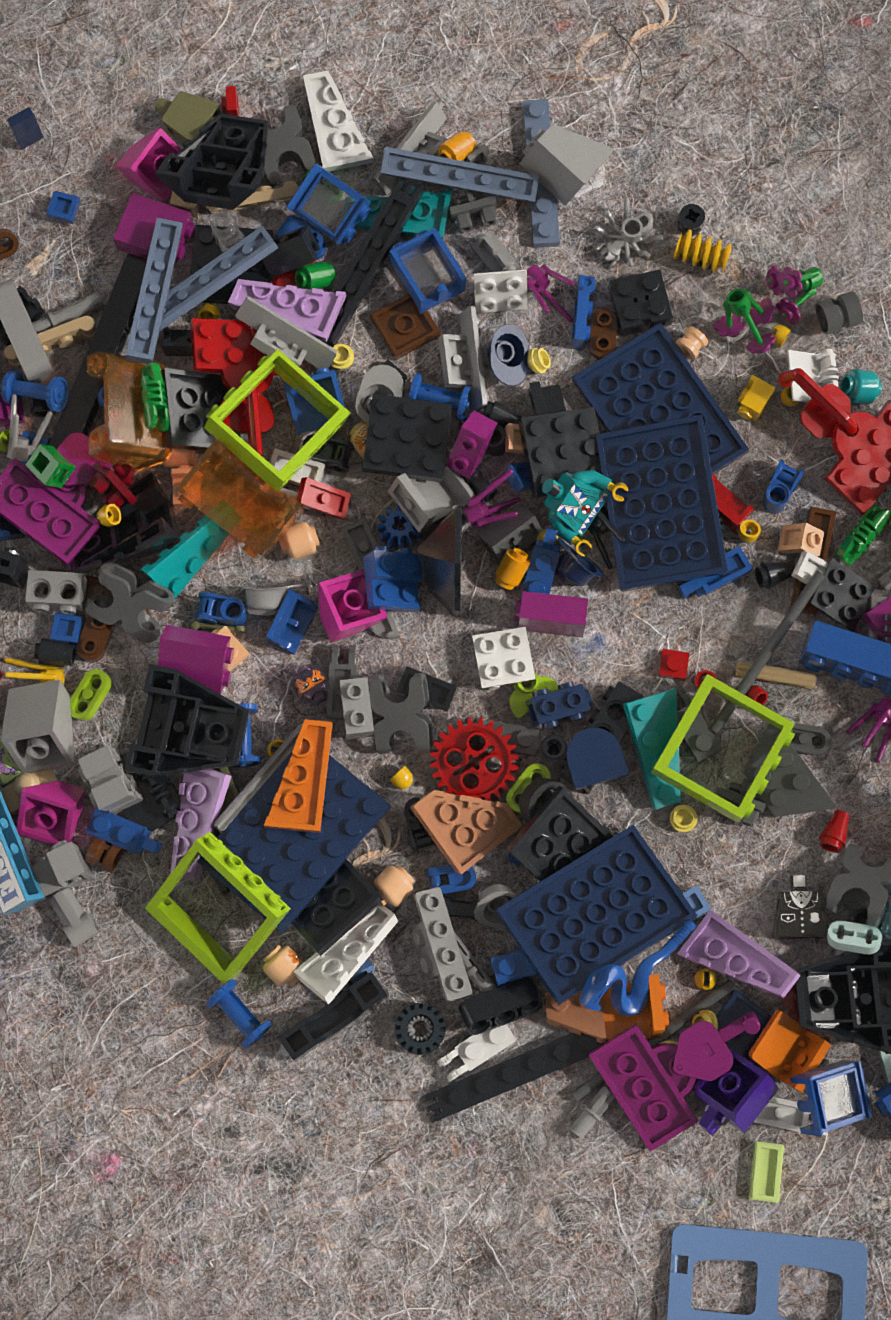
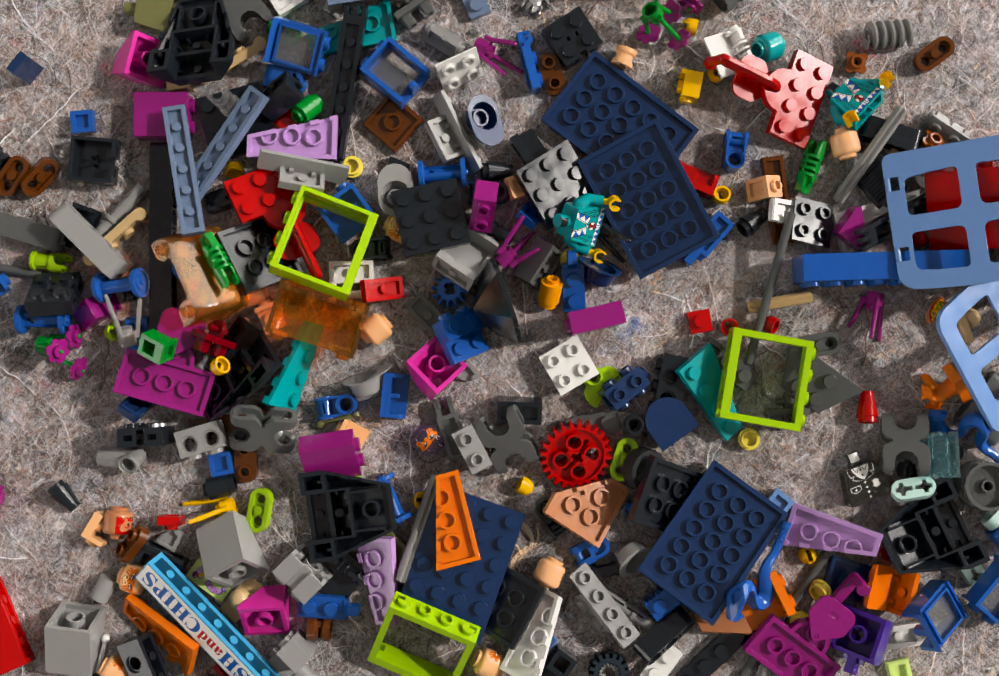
camera: 25 degrees left, 10 degrees up
(49, 245) = (83, 160): none -> black piece
(538, 360) = (509, 115): light yellow plate -> none

